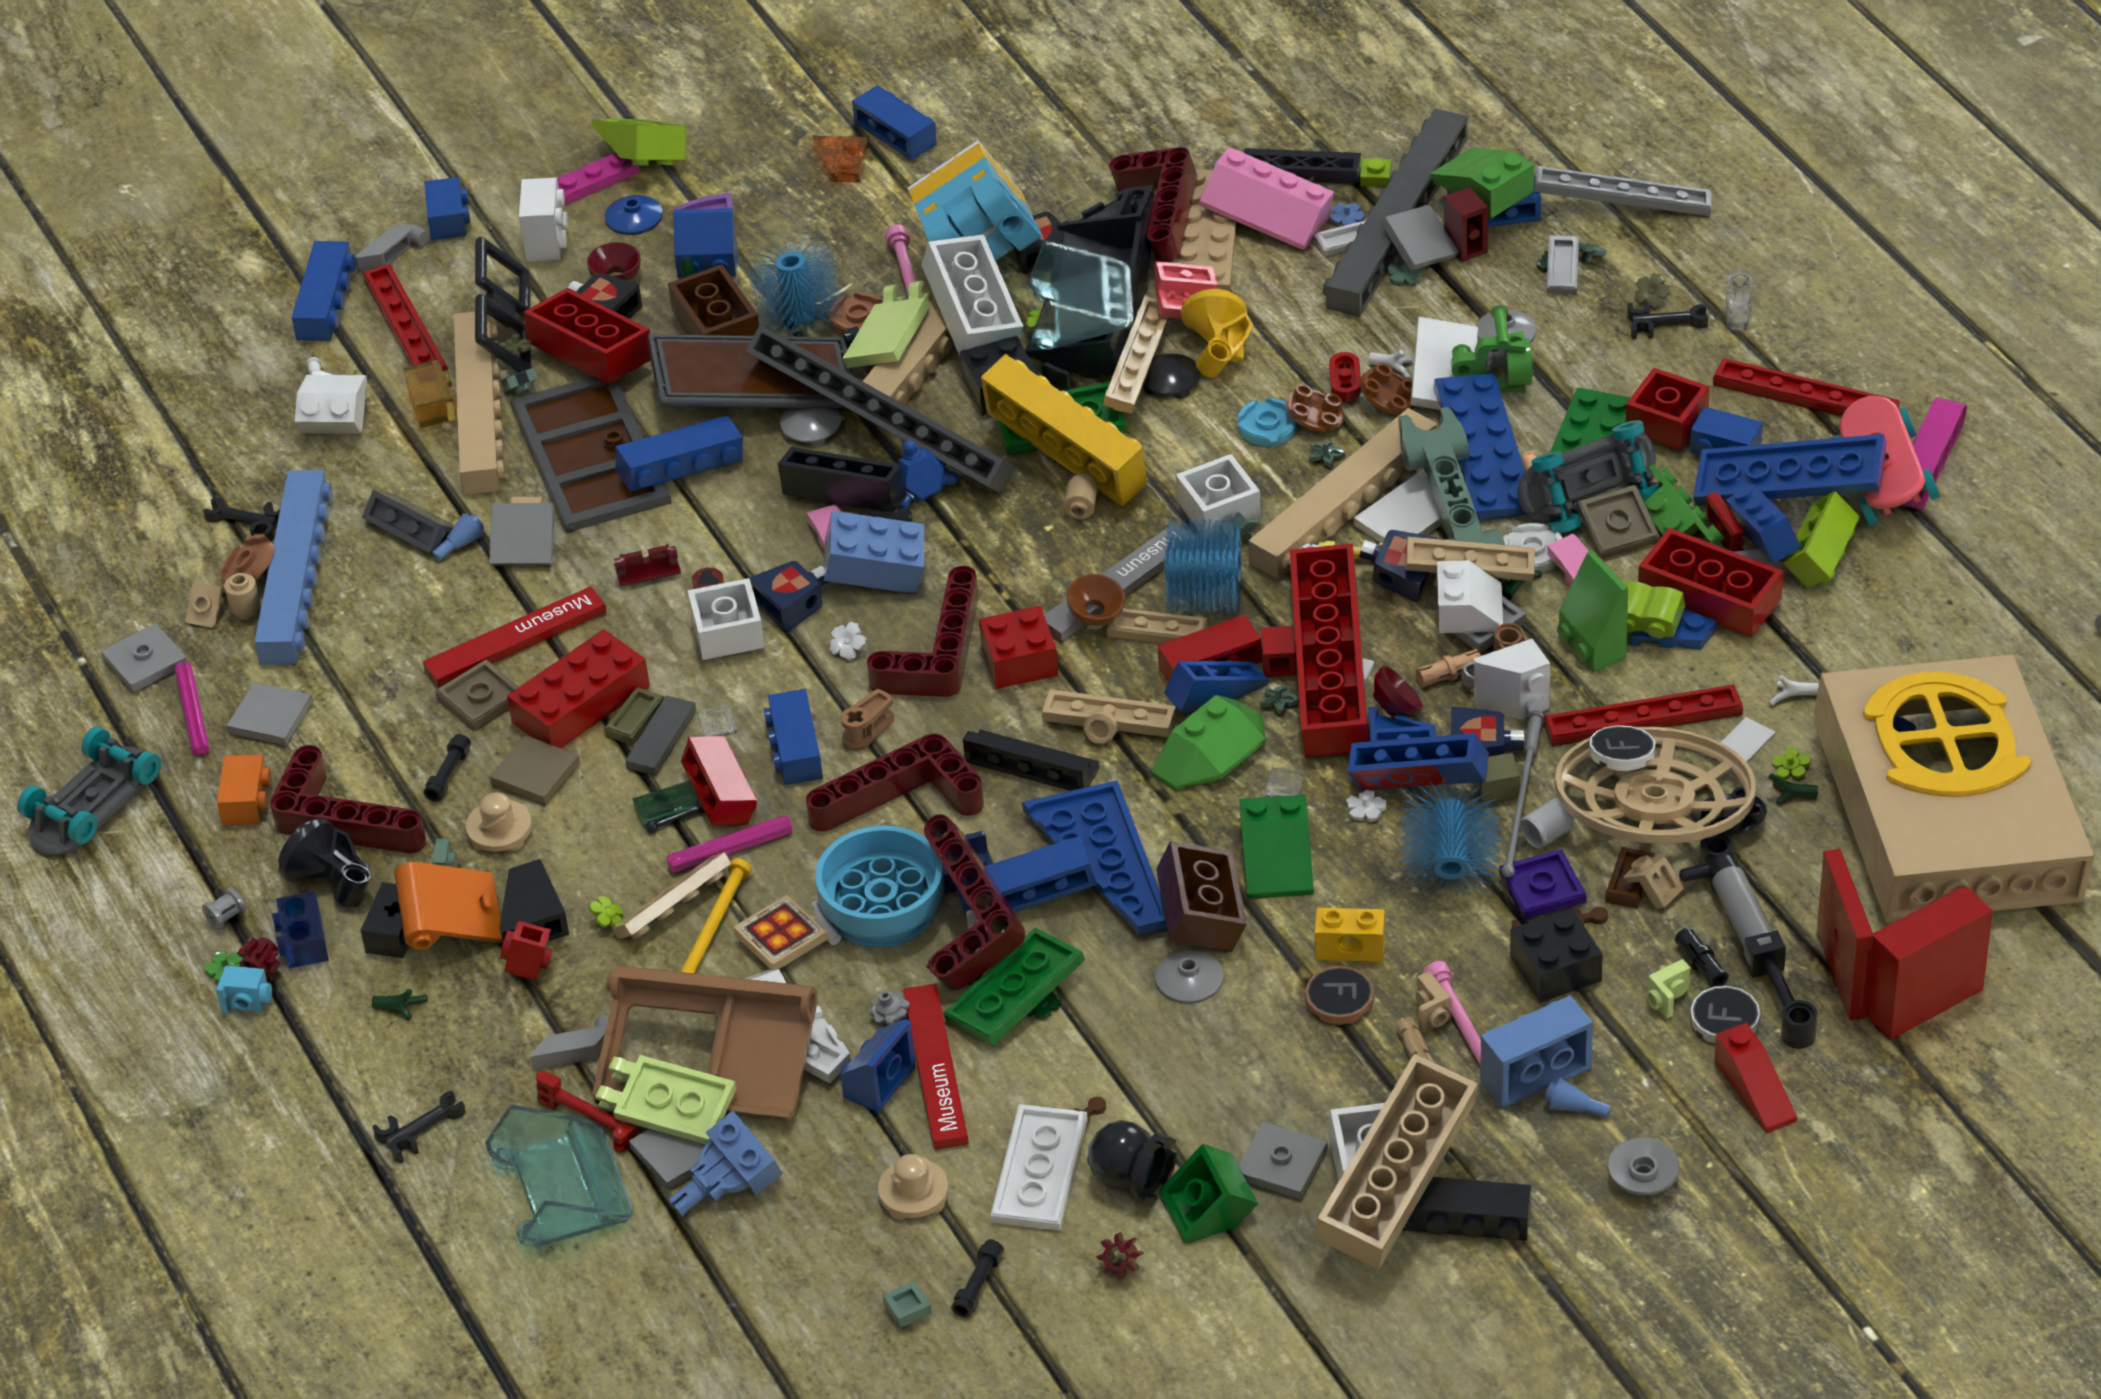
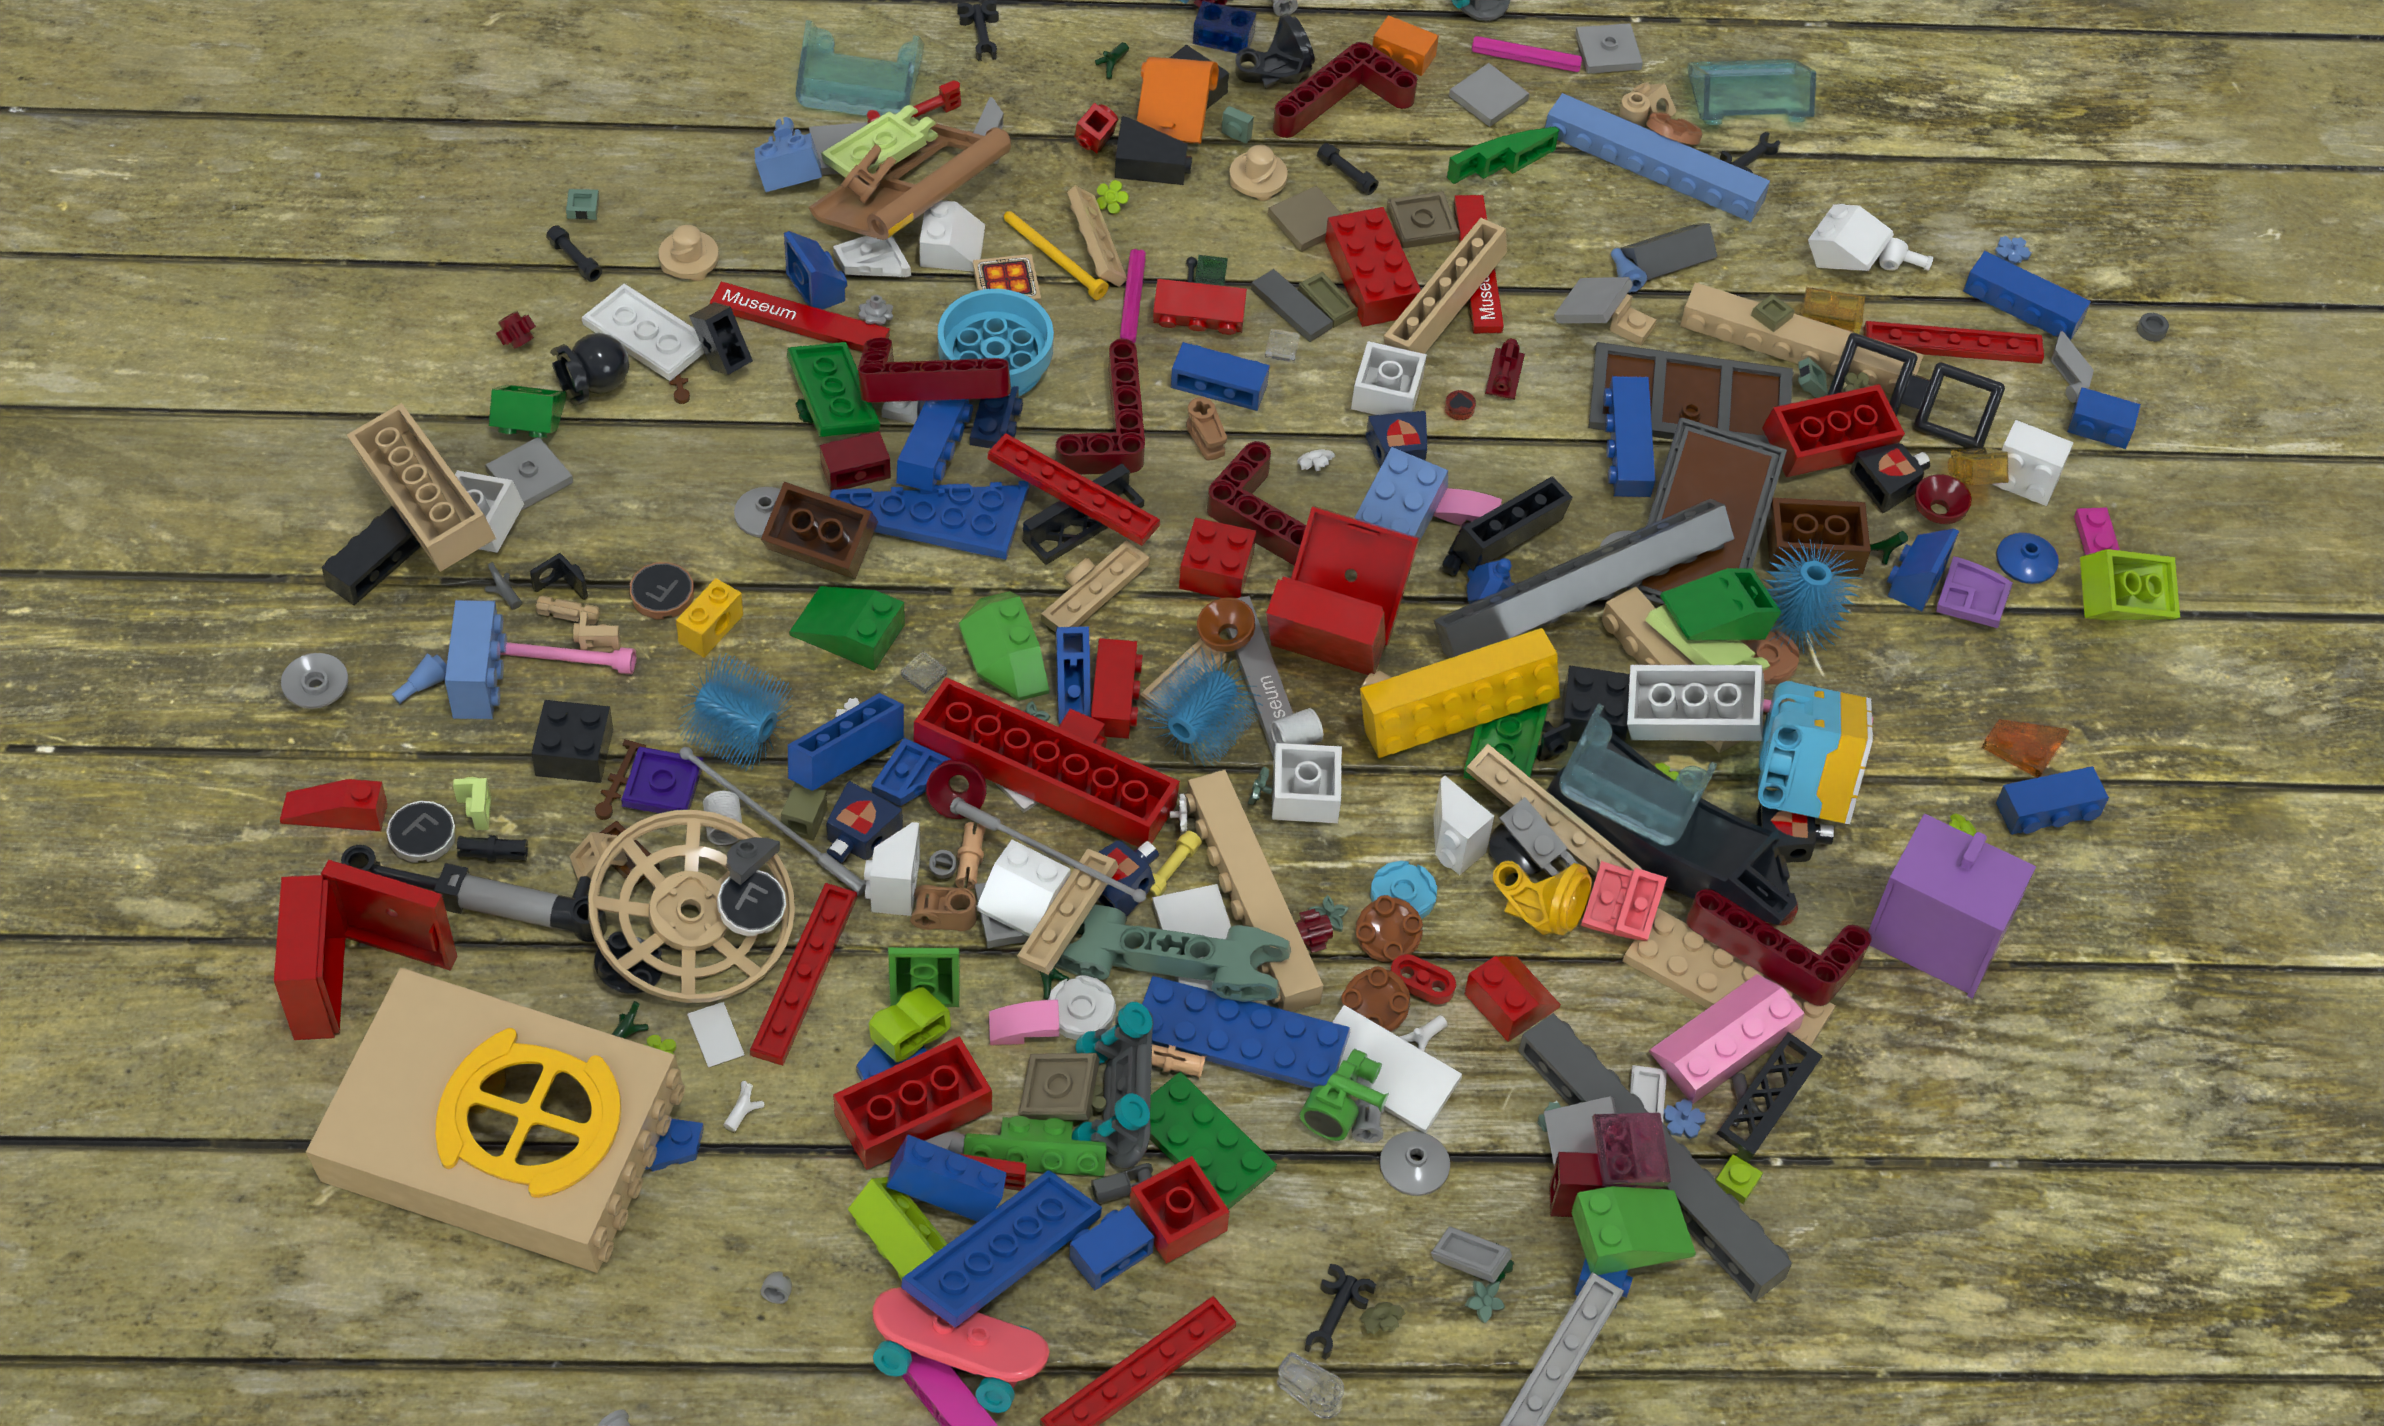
camera: 110 degrees right, 10 degrees up
(137, 540) = (1752, 88): none -> clear light blue windscreen
(257, 324) = (2012, 250): none -> medium blue plant
(302, 219) = (2152, 326): none -> dark grey tile
(352, 662) = (1507, 152): none -> green slope
(469, 409) = (1772, 313): none -> olive tile
(568, 243) = (1979, 466): none -> clear yellow brick
(584, 614) = (1449, 288): none -> tan brick
(728, 1063) = (862, 181): none -> medium nougat piece
(854, 315) = (1723, 606): none -> green slope
(1021, 752) = (1073, 489): none -> red tile
(1025, 1076) = (721, 338): none -> black brick
(1032, 551) = (1338, 618): none -> red container
(1068, 108) = (1949, 903): none -> medium lavender piece
(1090, 929) = (855, 461): none -> dark red brick
(1165, 509) = (1299, 728): none -> white piece
(1168, 349) = (1535, 836): none -> light grey hinge
(1195, 394) = (1460, 827): none -> white slope
(1321, 325) = (1509, 995): none -> red slope
(1351, 440) = (1314, 930): none -> dark red gear
(1378, 1061) = (561, 569): none -> black bracket
(1417, 649) = (960, 807): none -> light grey piece
(1425, 183) = (1631, 1150): none -> clear pink slope
(1590, 755) = (750, 855): none -> dark grey plate
(1675, 462) = (1118, 1184): none -> dark grey bar
(1921, 595) = (776, 1288): none -> light grey hinge

